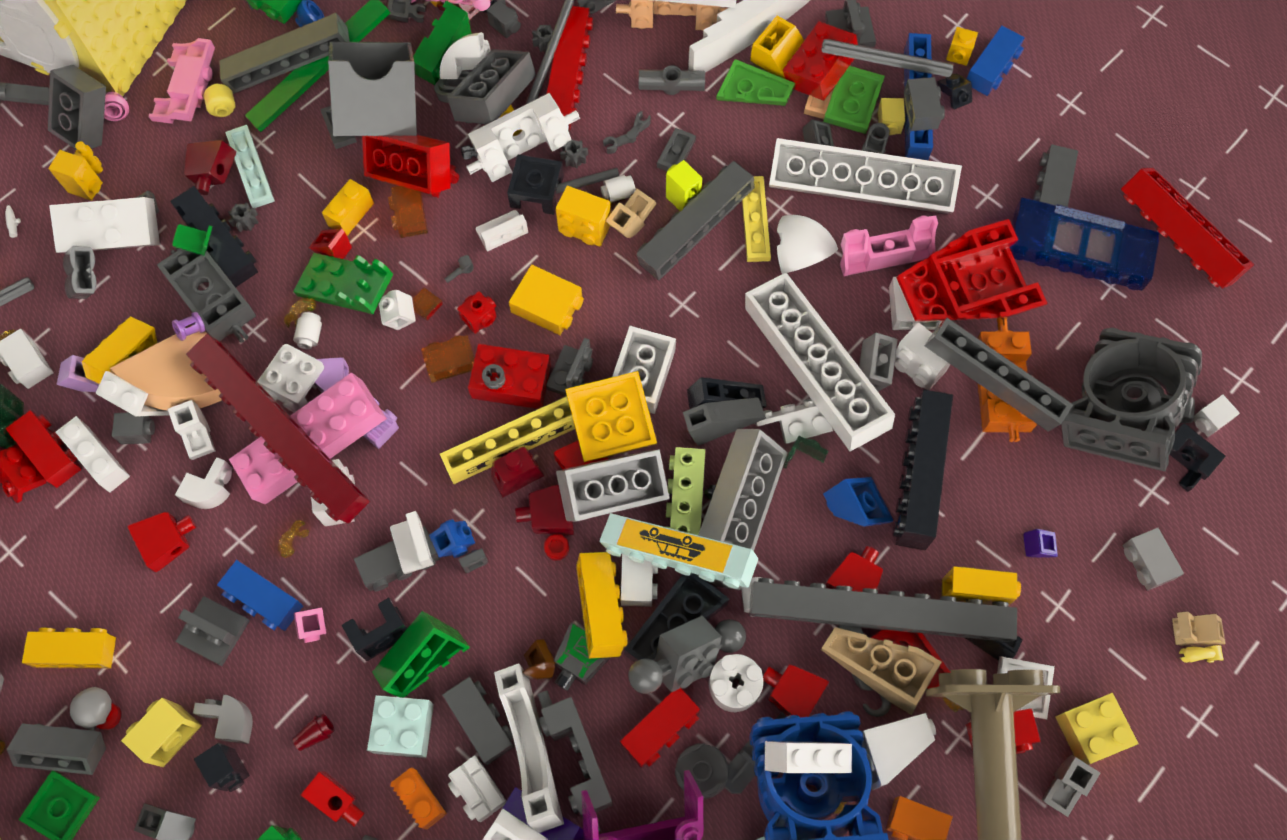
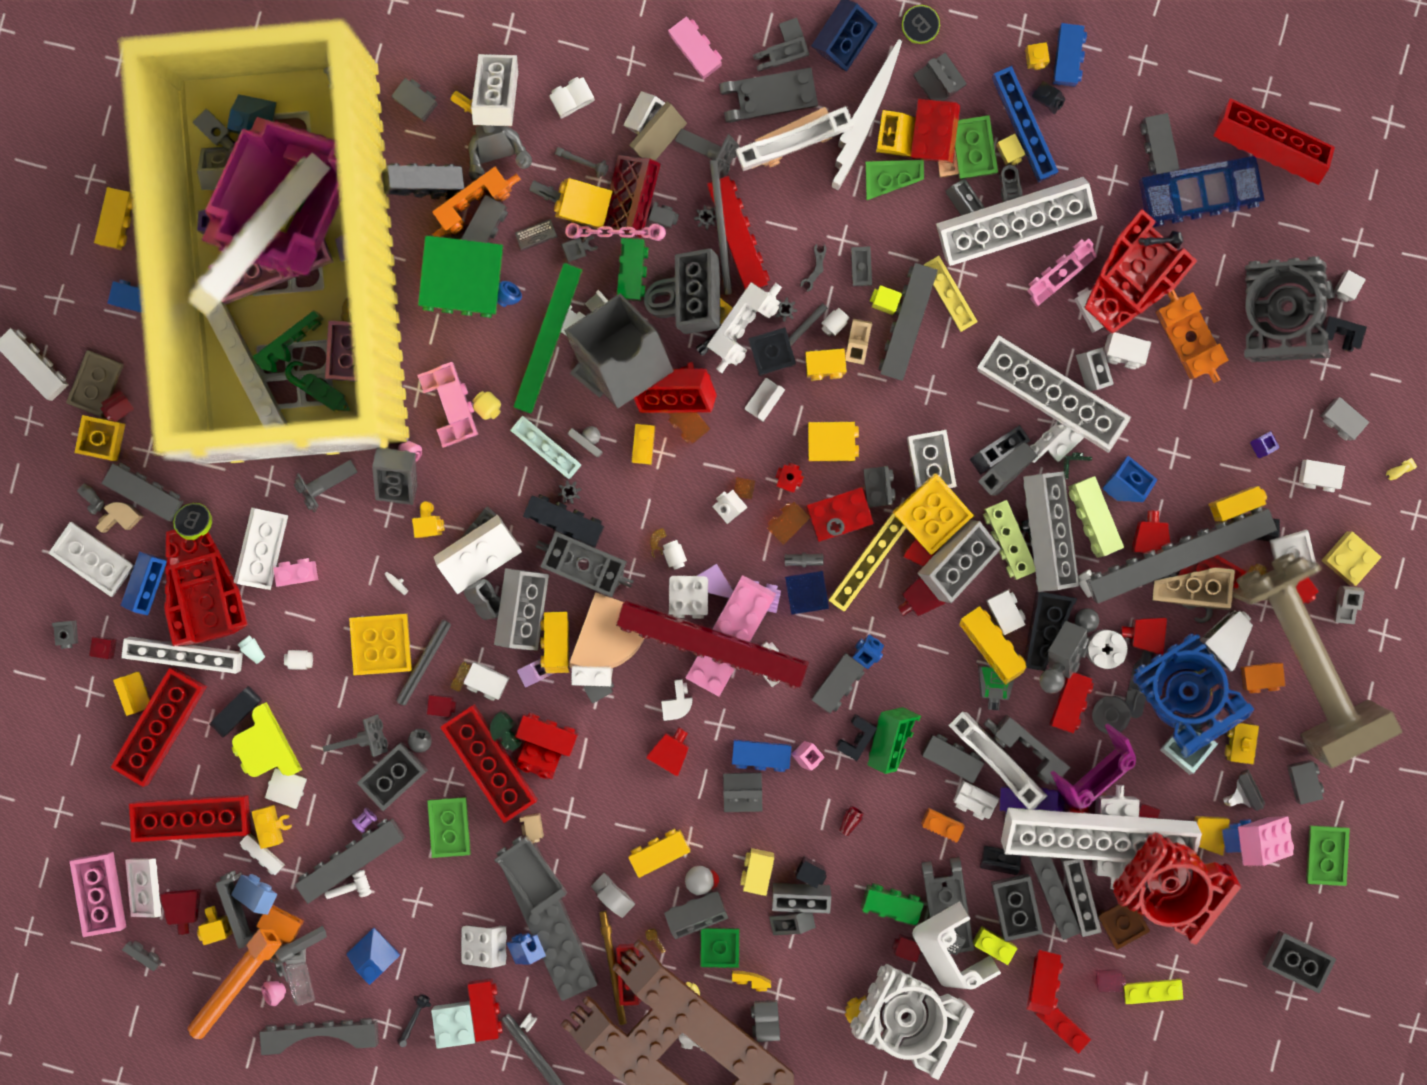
camera: 25 degrees left, 20 degrees up
(92, 454) = (584, 721): white brick -> none
(107, 298) = (521, 609): none -> light grey brick
(182, 332) = (596, 601): medium lavender bush -> none
(191, 239) = (559, 536): green bracket -> none
(191, 796) = (801, 898): none -> dark grey brick
(193, 428) = (644, 670): white brick -> none
(208, 163) = (517, 465): dark red torso -> none
(233, 718) = (794, 837): light grey brick -> none
(282, 53) = (519, 345): dark grey brick -> none
(286, 541) = (753, 709): clear yellow arm -> none
(295, 177) = (589, 437): none -> light grey tile
(321, 794) = (882, 853): red torso -> none
(332, 243) = (646, 479): red slope -> none
(344, 282) = (678, 506): green hinge -> none
(400, 726) = (905, 788): light aqua brick -> none
(411, 544) = (845, 671): white panel -> none
(424, 441) = (807, 592): none -> clear blue plate
(443, 406) = (804, 559): none -> dark grey pin
(464, 55) = (659, 270): white brick -> none
(466, 266) = (755, 443): dark grey hand -> none
(473, 560) = (888, 657): dark grey tile -> none
(515, 471) = (883, 582): dark red torso -> none
(539, 661) = (971, 701): reddish brown plate -> none
(556, 547) = (938, 618): red tile -> none
(672, 80) = (837, 199): dark grey piece -> none
(679, 550) = (1030, 588): brick -> none
(799, 522) = (1095, 517): none -> yellowish green brick
(802, 243) = (997, 300): white brick -> none
(808, 757) = (1180, 680): white brick -> none
(887, 57) = (990, 112): axle -> none
(923, 104) = (1036, 140): dark grey brick -> none
(924, 470) = (1163, 436): black brick -> none
(998, 375) = (1188, 349): dark grey brick -> none
(1030, 277) = (1174, 239): none -> black piece
(1098, 610) = (1322, 475): none -> white brick
(1198, 630) = (1393, 455): tan brick -> none

